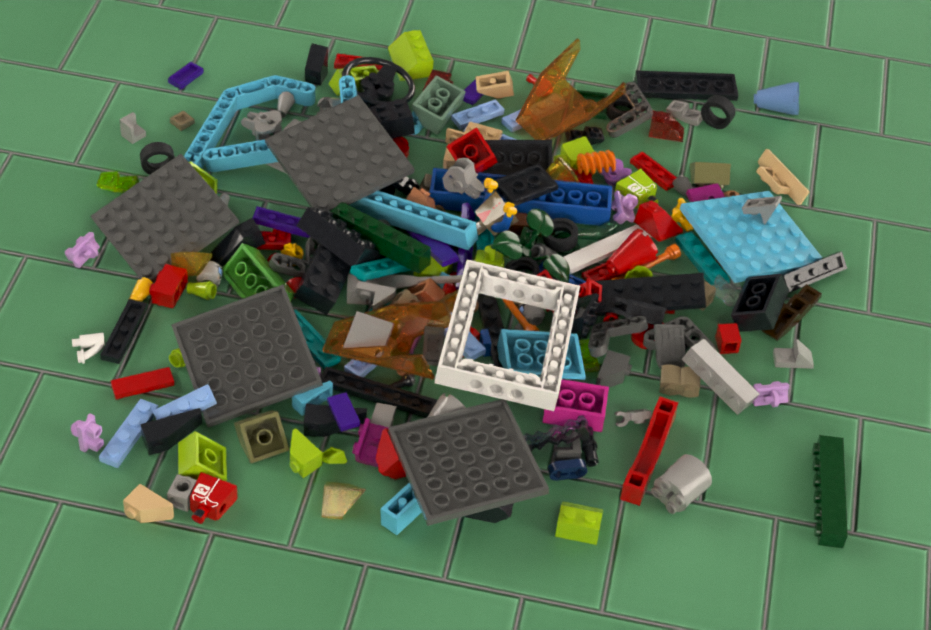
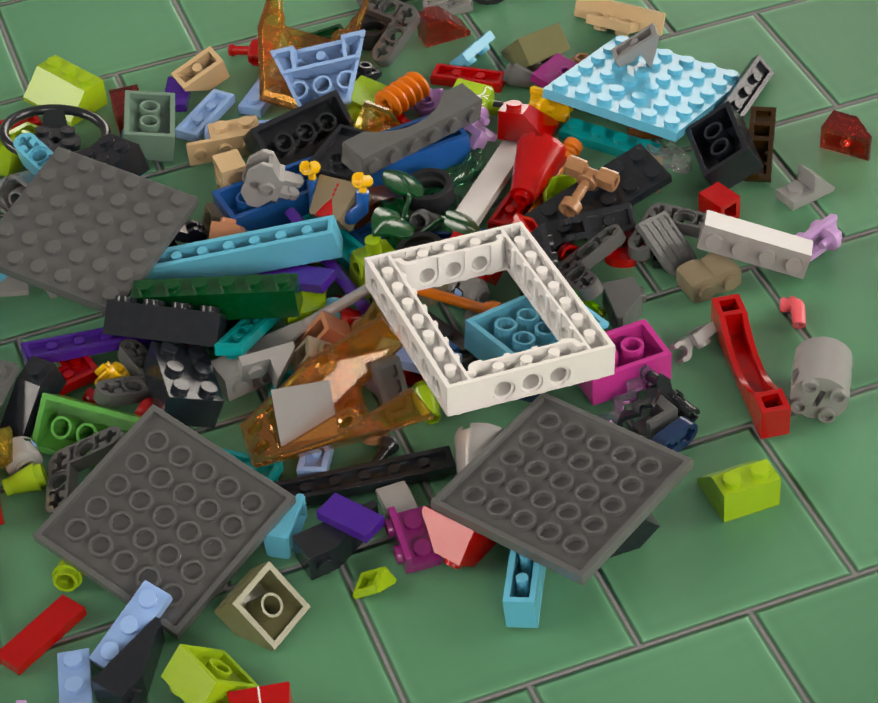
camera: 25 degrees left, 5 degrees down
(231, 291) = (73, 460): none -> dark grey beam
(303, 455) = (336, 599): lime slope -> none
(339, 499) = (430, 625): clear yellow slope -> none
(475, 148) = (251, 136): red slope -> none
(538, 192) = (375, 150): none -> dark grey arch
(559, 121) = (321, 67): none -> light blue wedge
(652, 279) = (588, 179): none -> medium nougat bar
(678, 153) = (478, 47): none -> medium azure plate
(714, 432) = (797, 310): none -> coral arm
(849, 335) = (846, 135): none -> clear red slope

